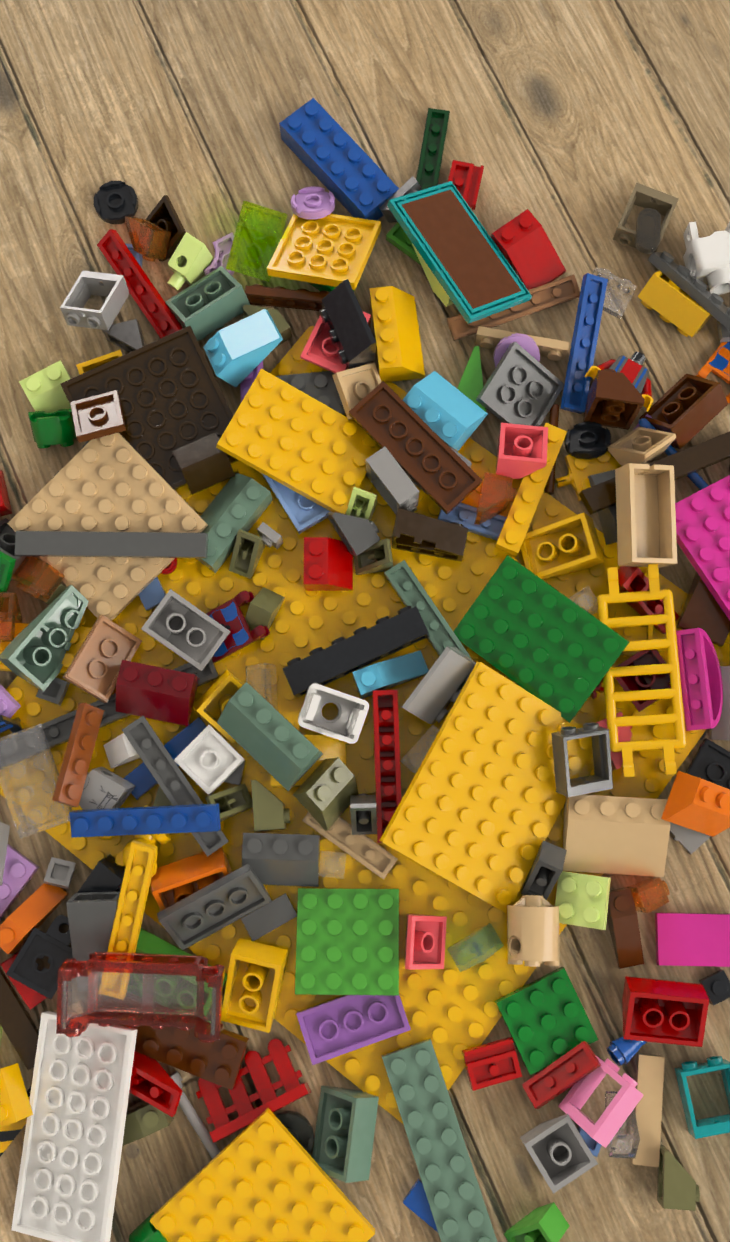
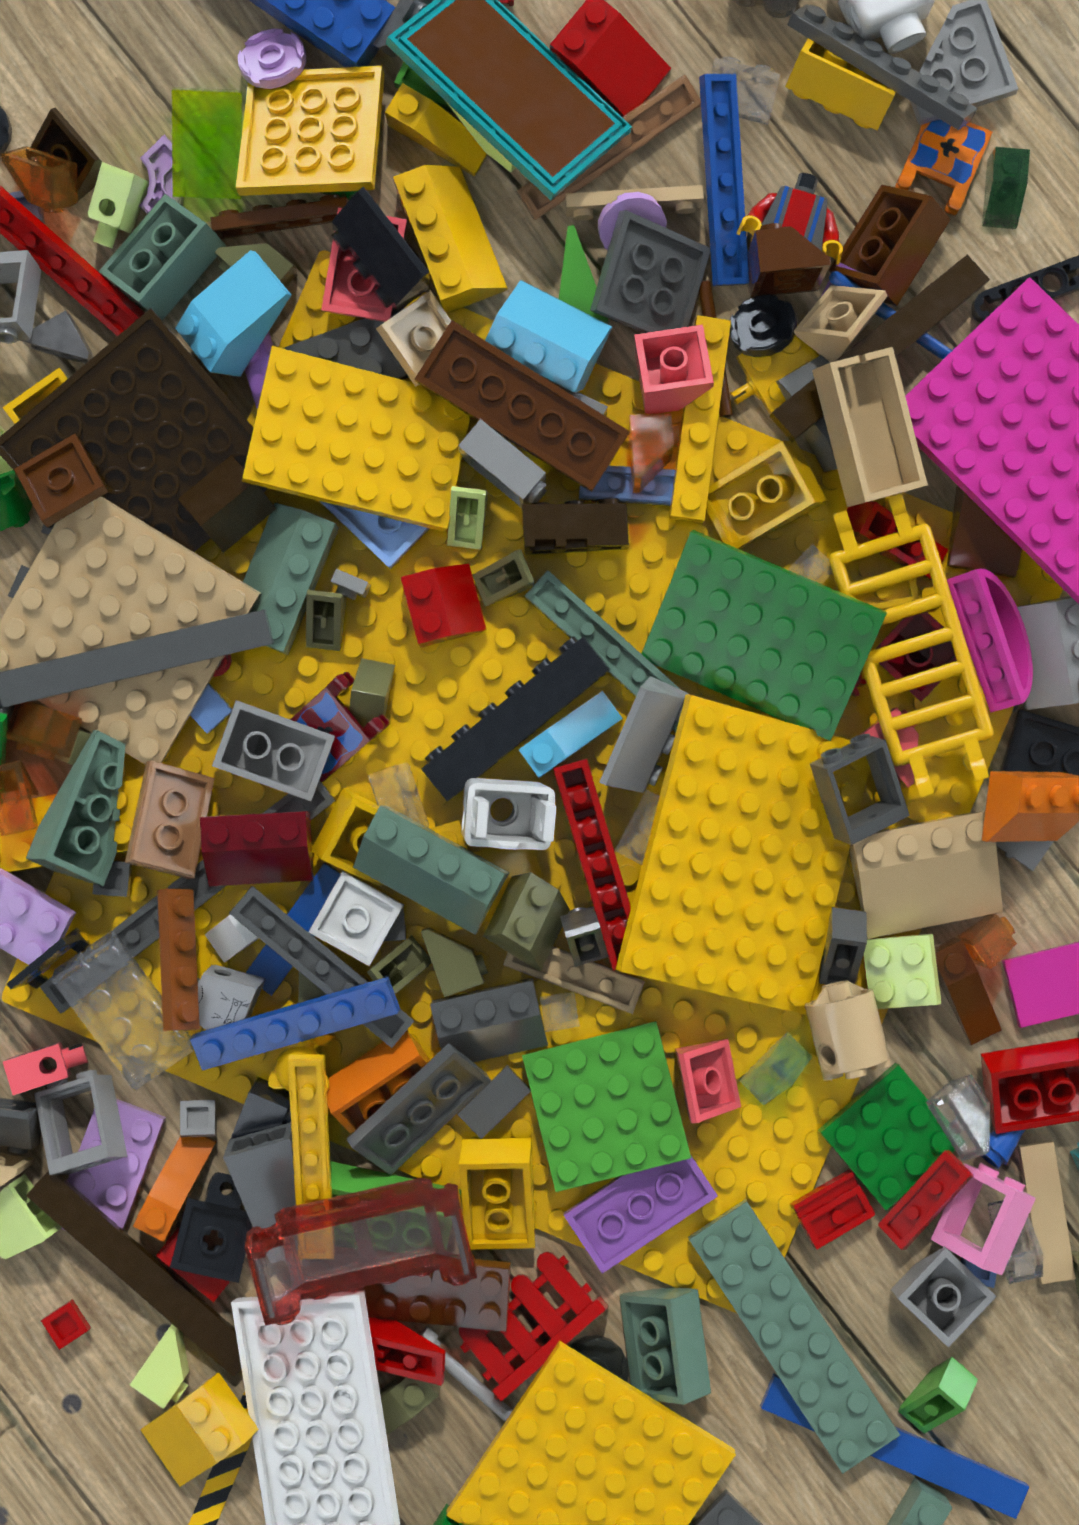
camera: 10 degrees left, 10 degrees up
(354, 531) = (469, 550): dark grey slope -> none
(403, 268) = (434, 129): none -> yellow slope
(603, 1019) = (963, 1116): none -> clear slope

